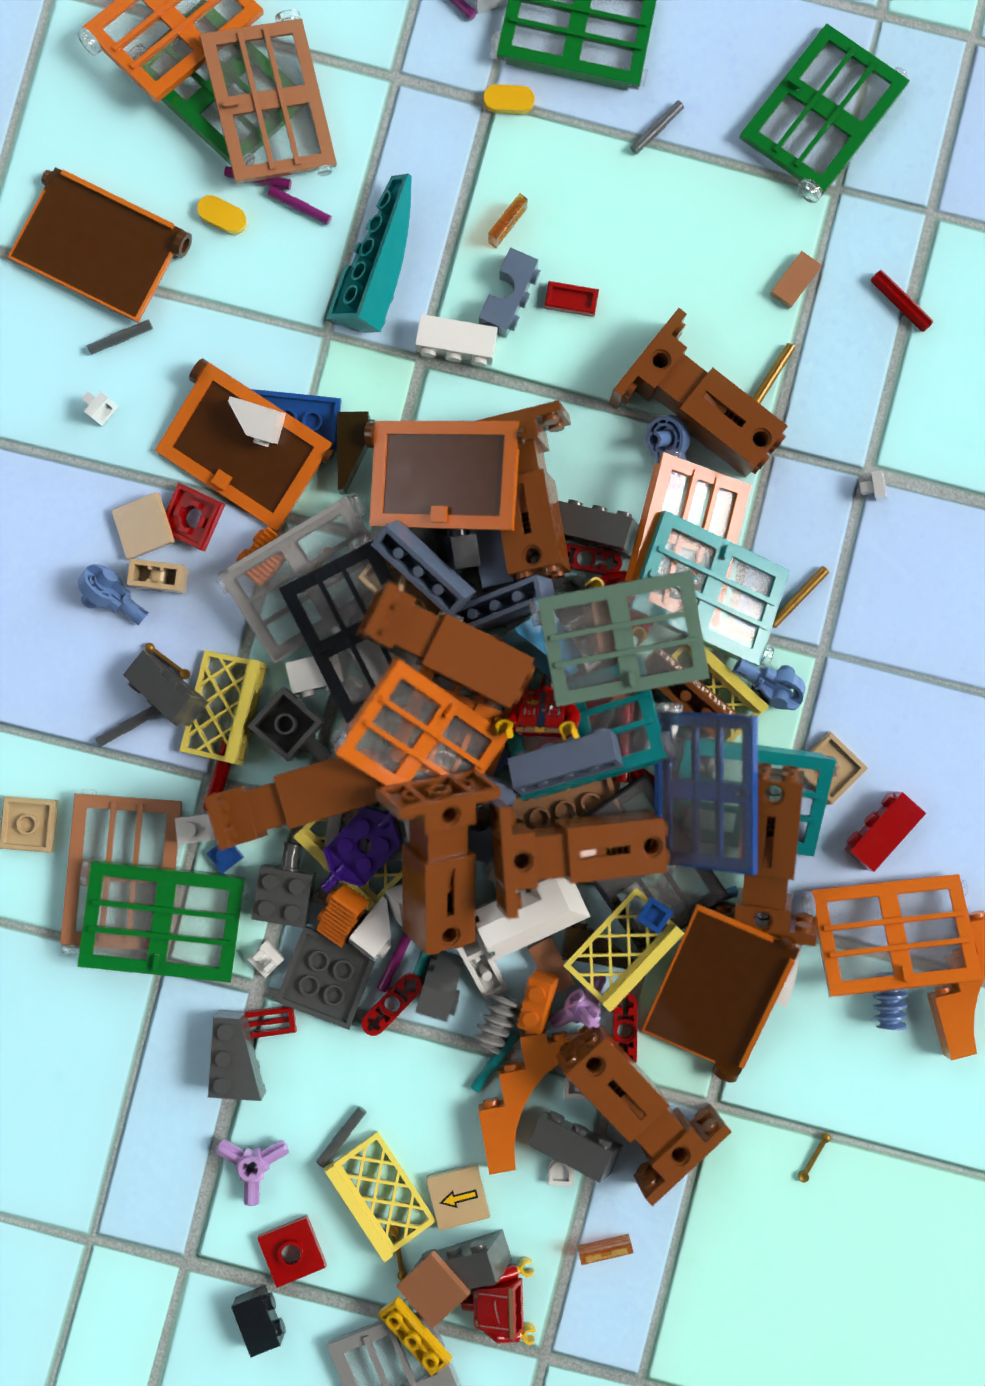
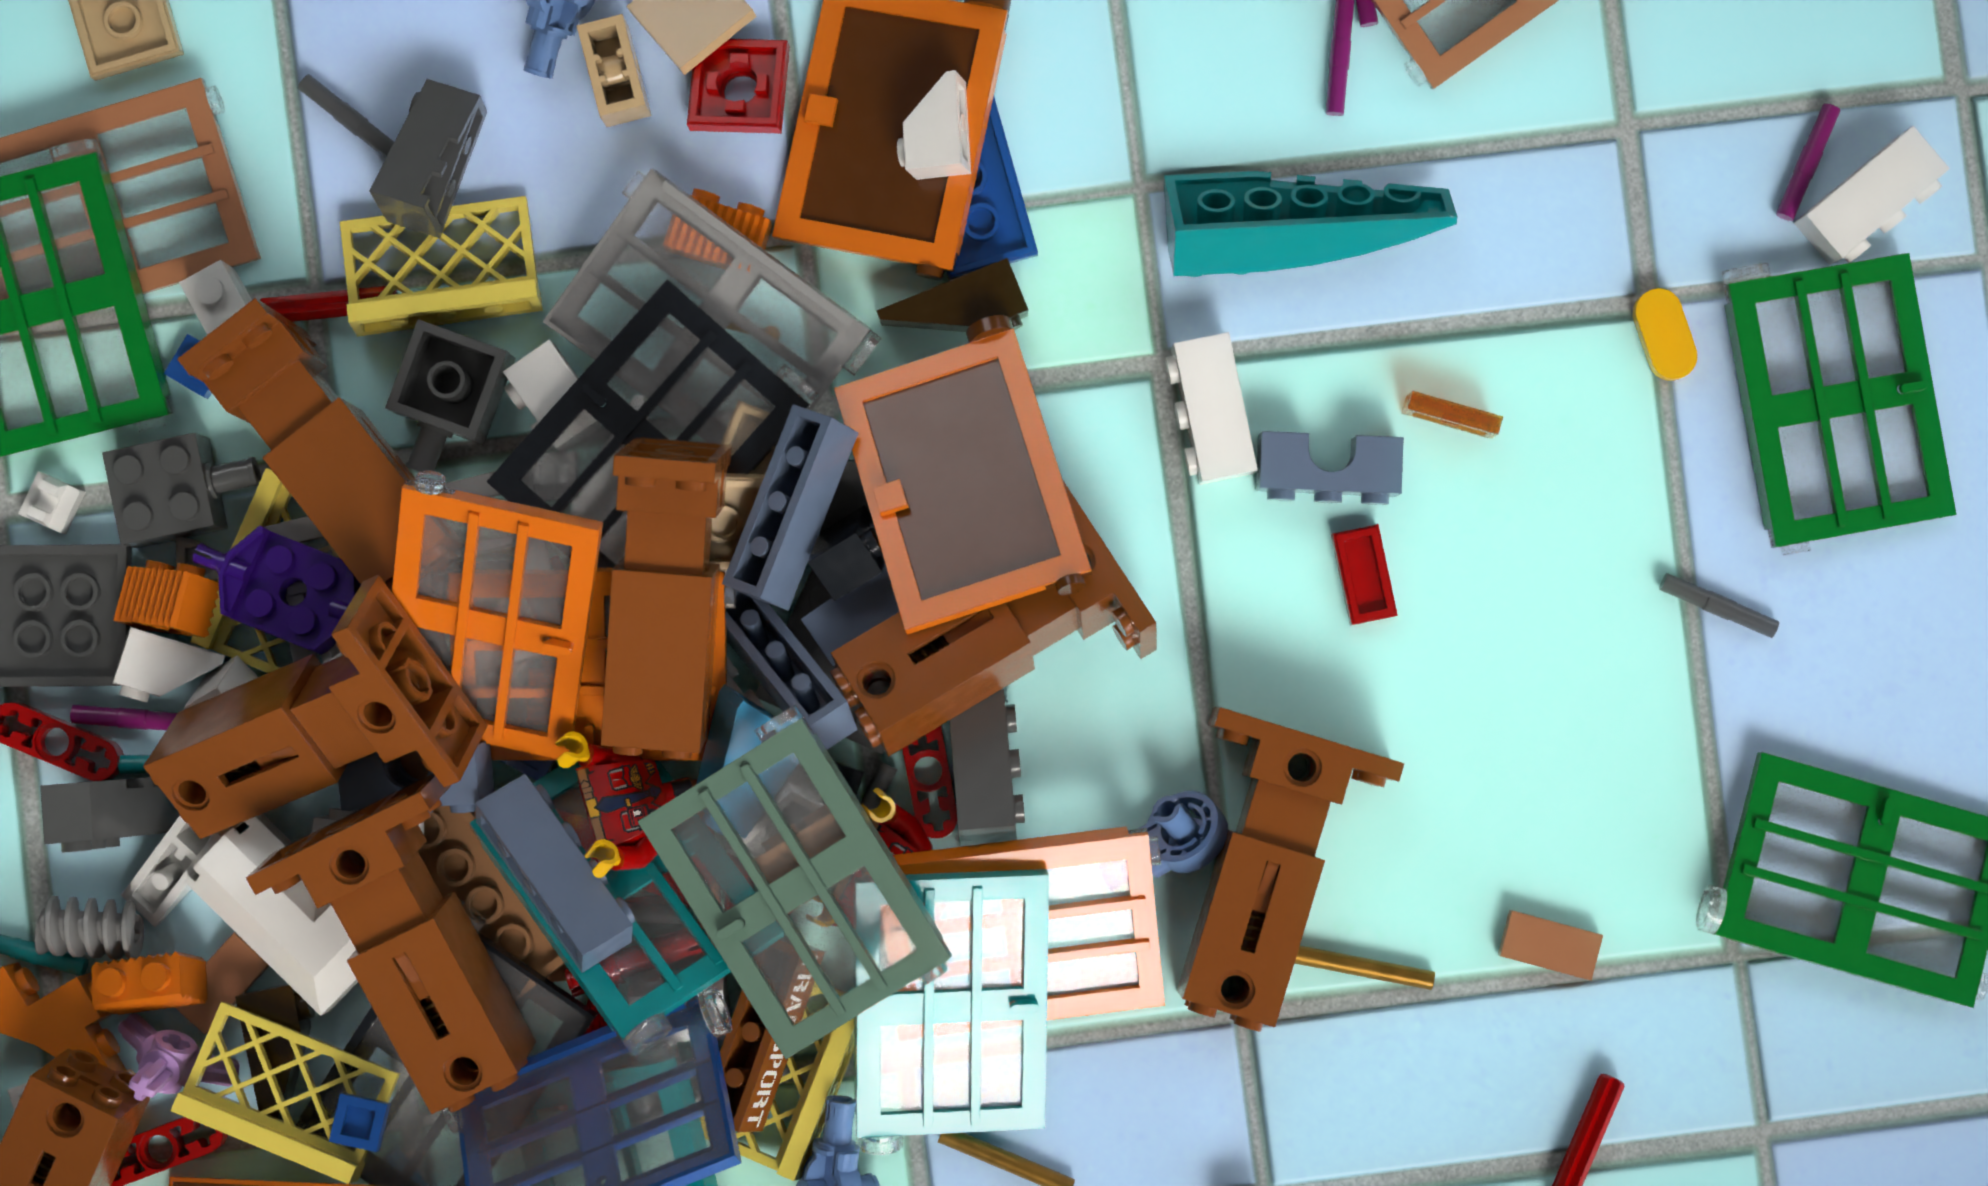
camera: 70 degrees right, 0 degrees up
(184, 673) = (473, 177): pearl gold hinge -> none

